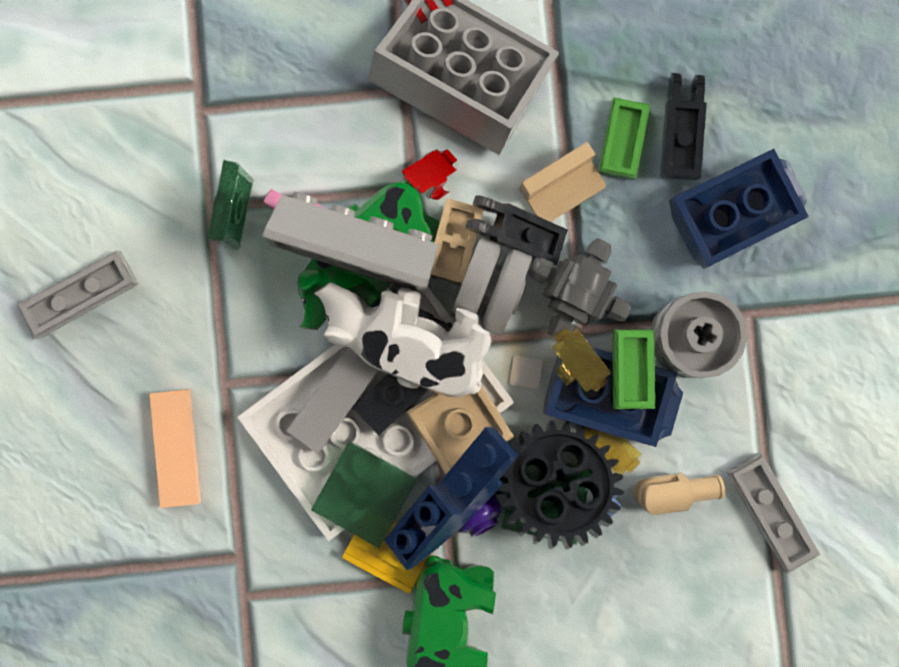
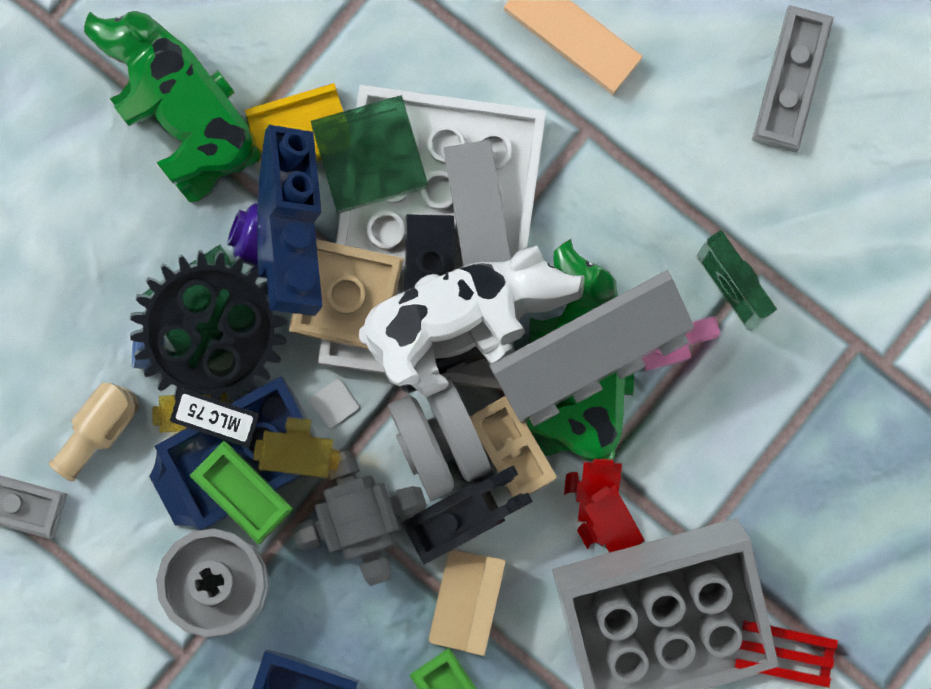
camera: 135 degrees right, 5 degrees down
(439, 147) = (611, 522): none -> red piece
(606, 428) = (214, 417): none -> sticker

